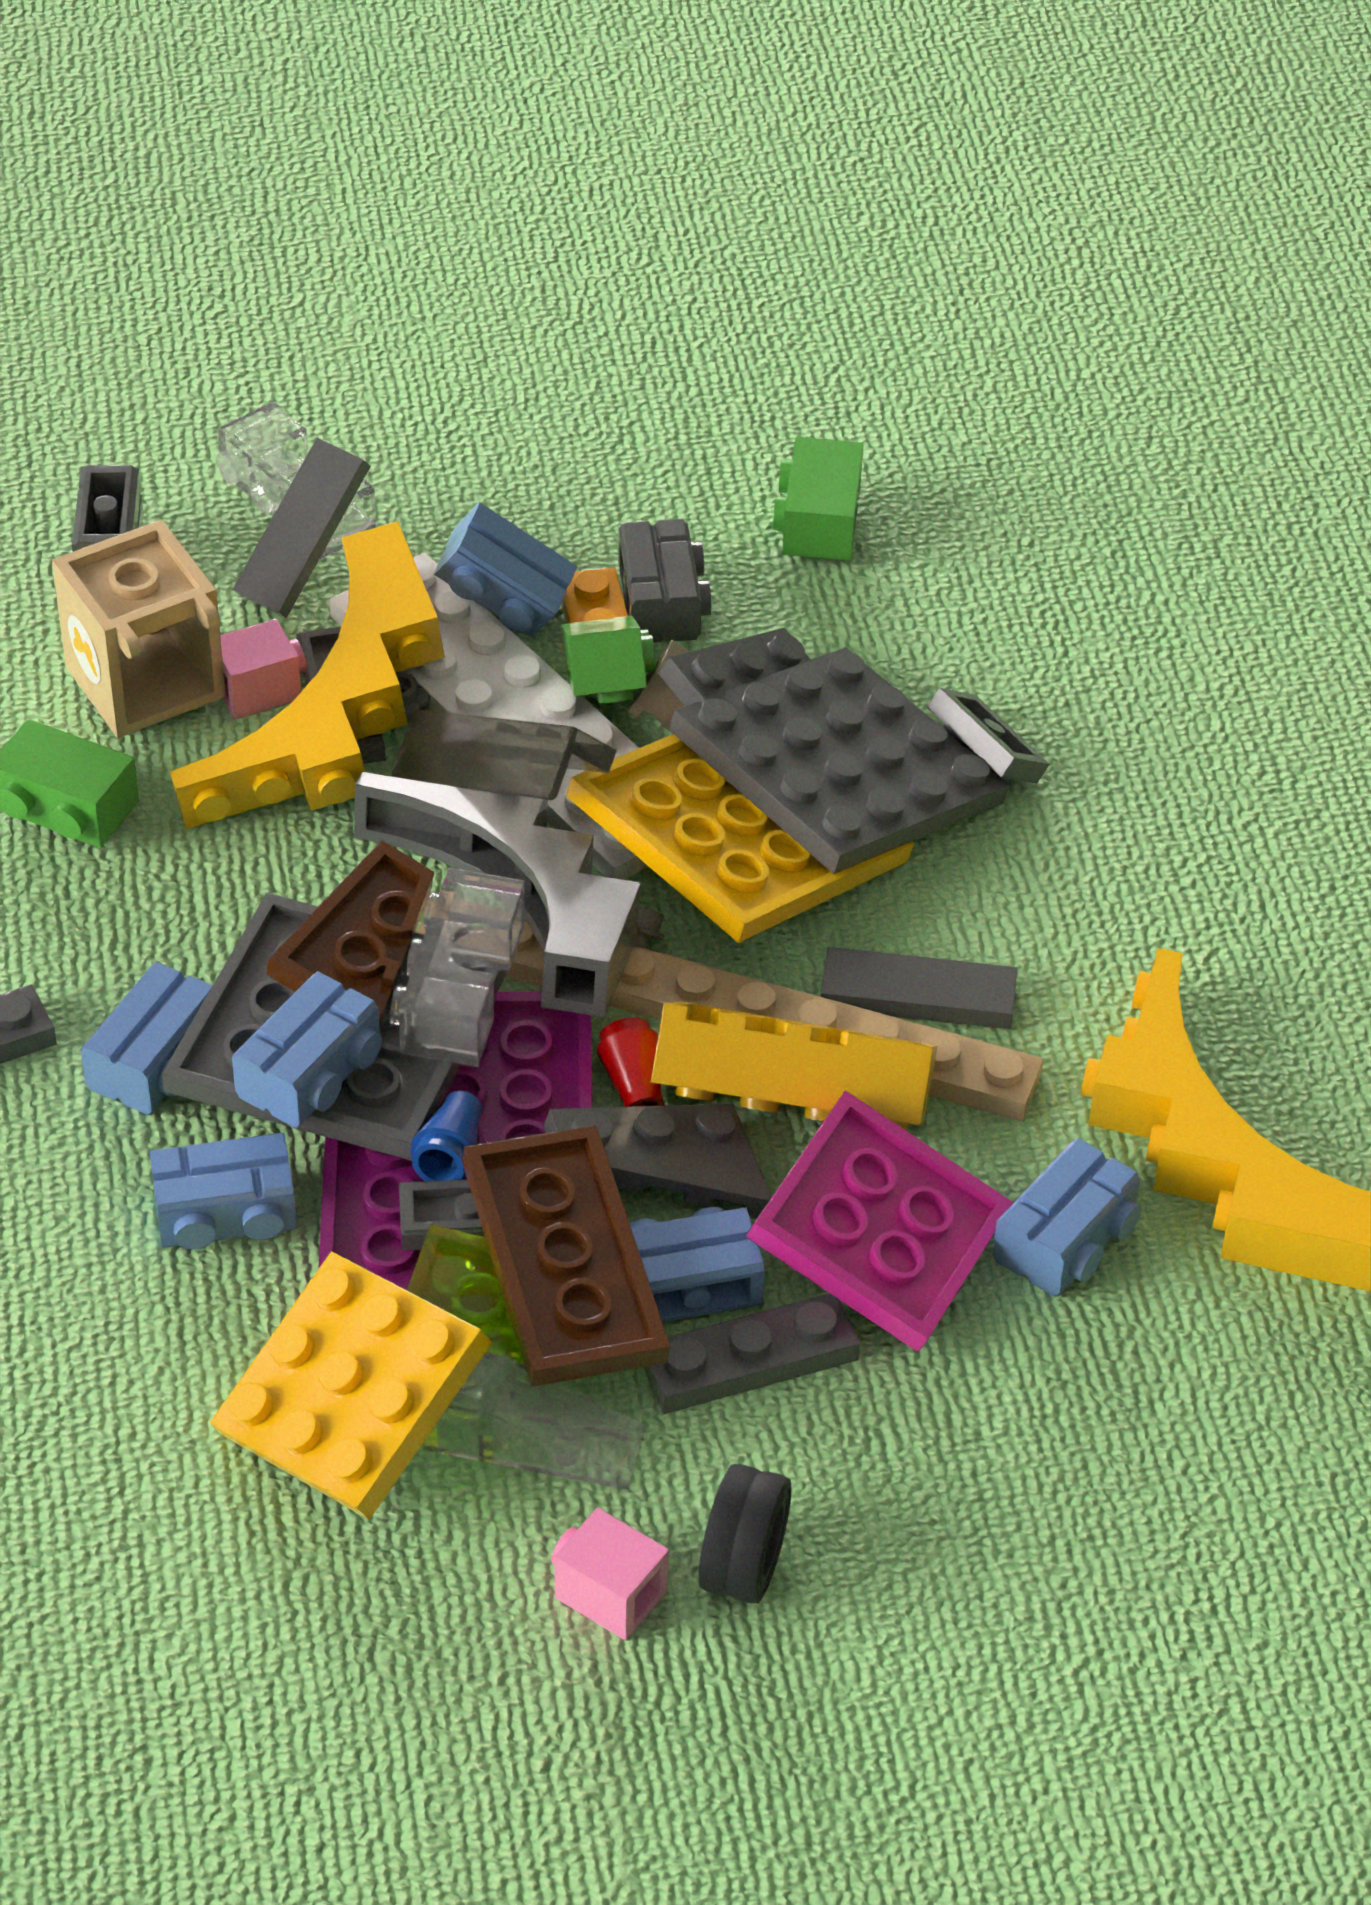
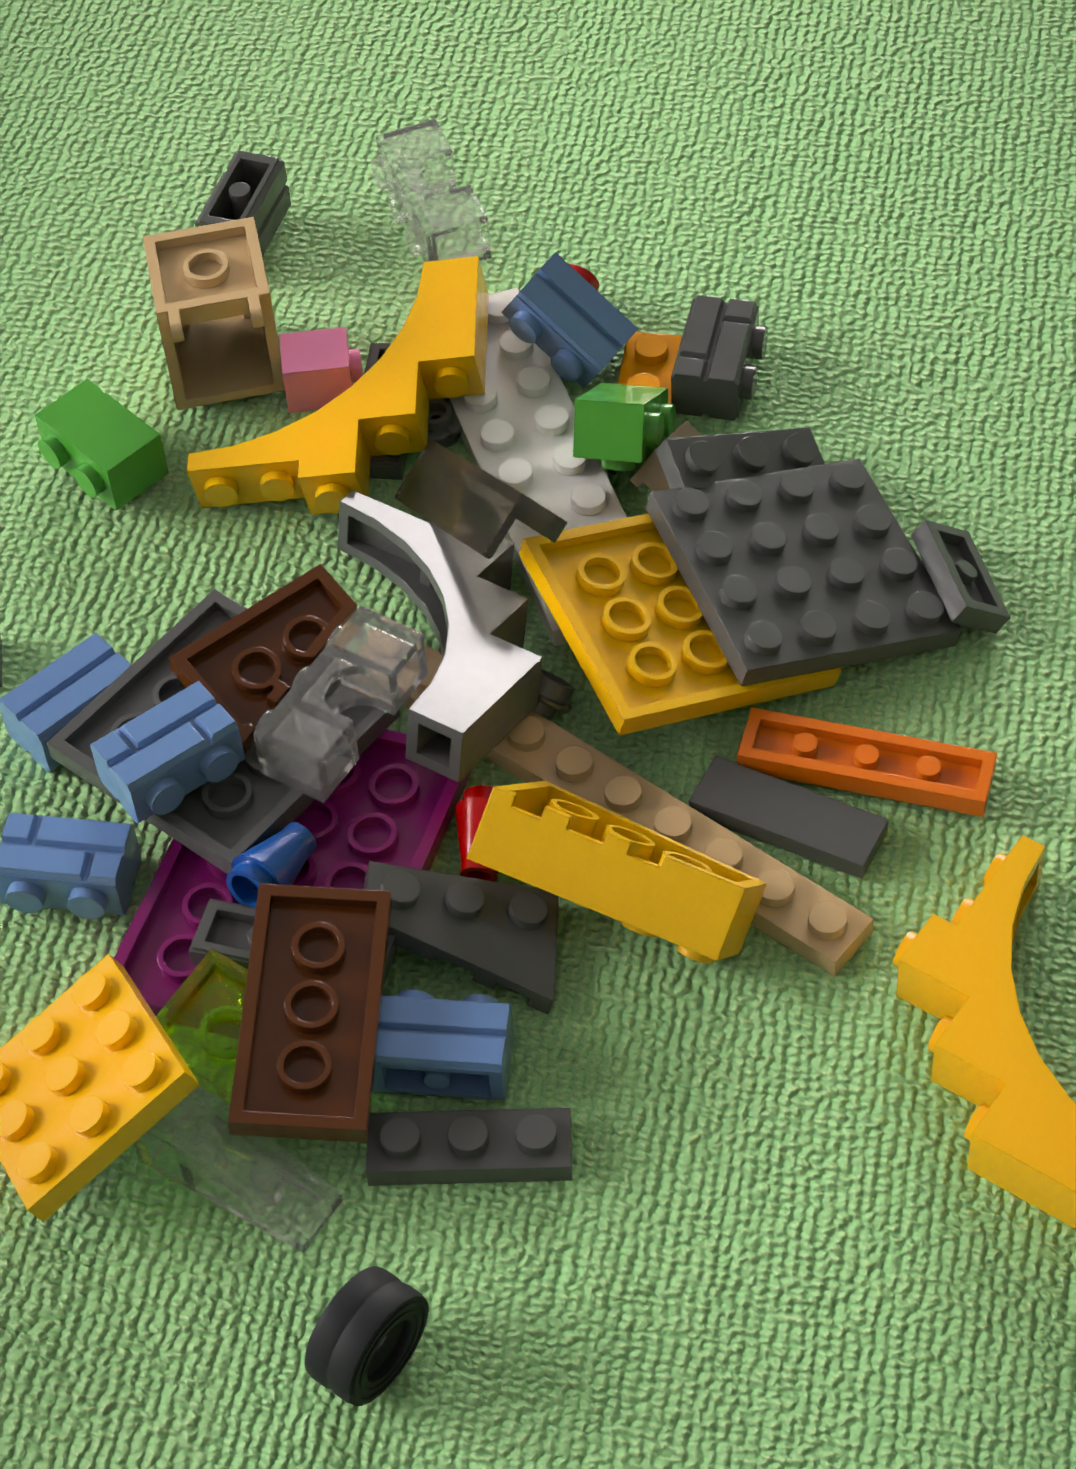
camera: 25 degrees right, 5 degrees up
(301, 527) = (406, 244): dark grey tile -> none
(610, 1572) = (237, 1336): bright pink brick -> none
(821, 498) = (899, 305): bright green brick -> none
(880, 1220) = (634, 1049): dark pink plate -> none
(975, 920) = (868, 761): none -> orange plate
(1068, 1218) = (823, 1091): medium blue brick -> none

